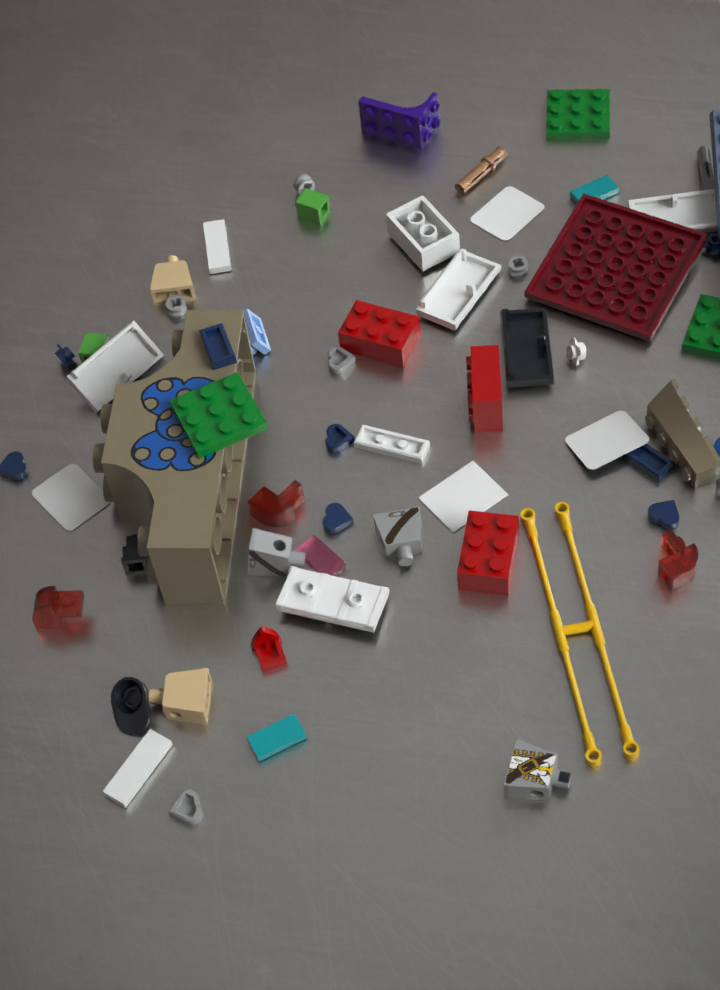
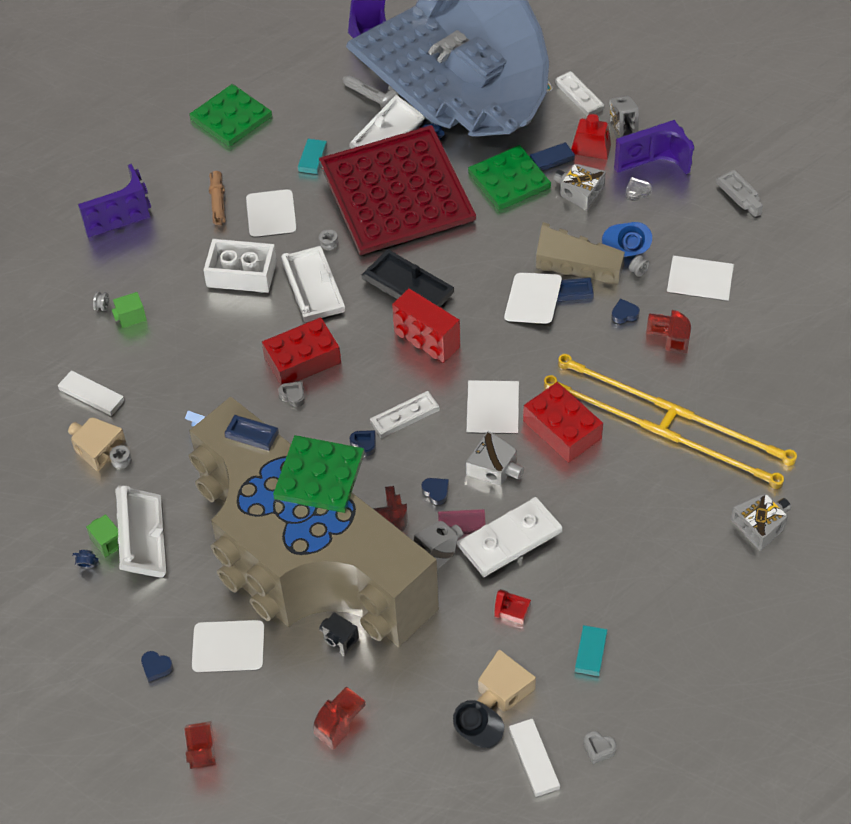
camera: 55 degrees left, 0 degrees up
(576, 351) = (443, 256): white plate -> none

